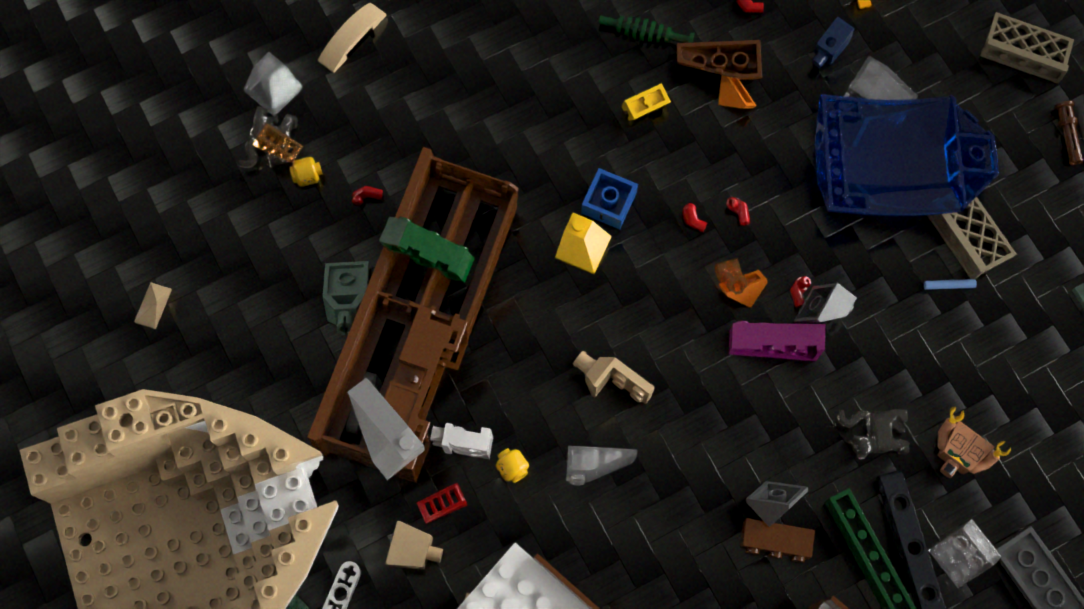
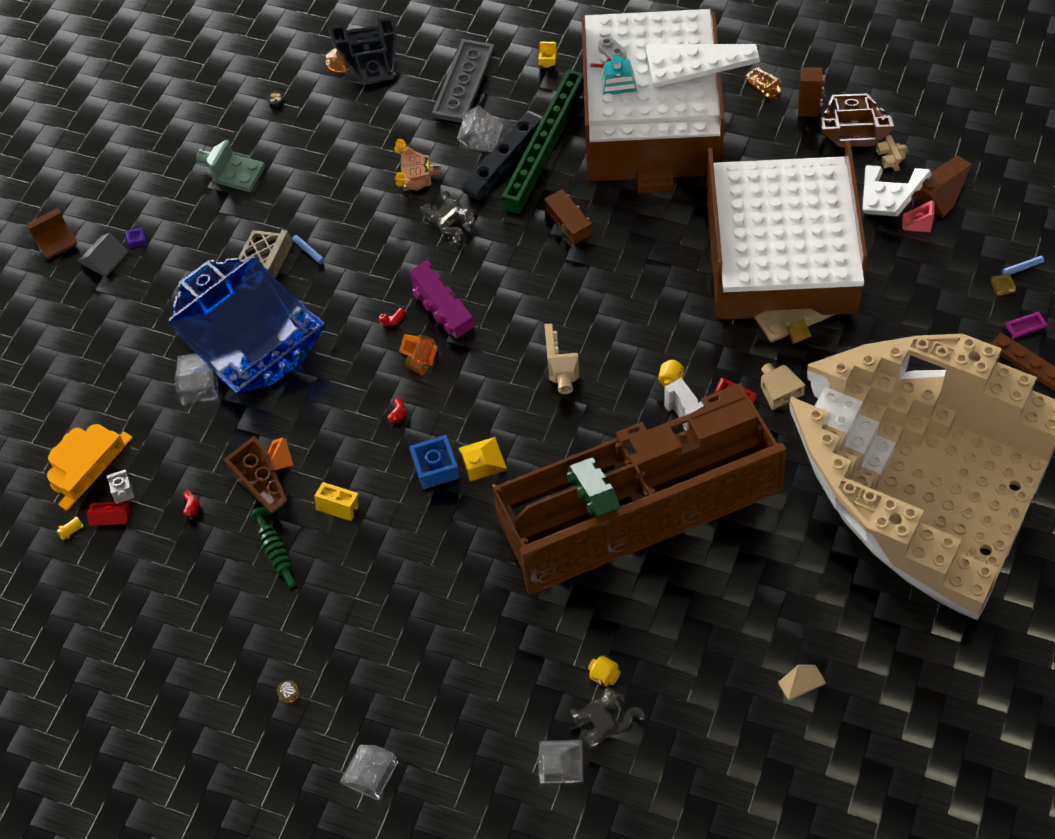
camera: 125 degrees left, 15 degrees down
(268, 145) = (610, 707): clear orange slope -> none
(344, 291) = (663, 559): sand green plate -> none
(348, 36) = (465, 741): tan slope -> none
(364, 193) = (575, 615): red arm -> none
(384, 431) = (736, 406): light grey wedge -> none
(593, 462) = (622, 328): clear slope -> none
(740, 208) = (364, 390): red arm -> none
(774, 499) = (545, 225): dark grey slope -> none
(825, 304) = (395, 288): dark grey slope -> none
(832, 42) = (182, 424): dark blue torso -> none
(1023, 58) = (92, 312): dark tan fence -> none
(1068, 124) = (125, 263): reddish brown pin -> none

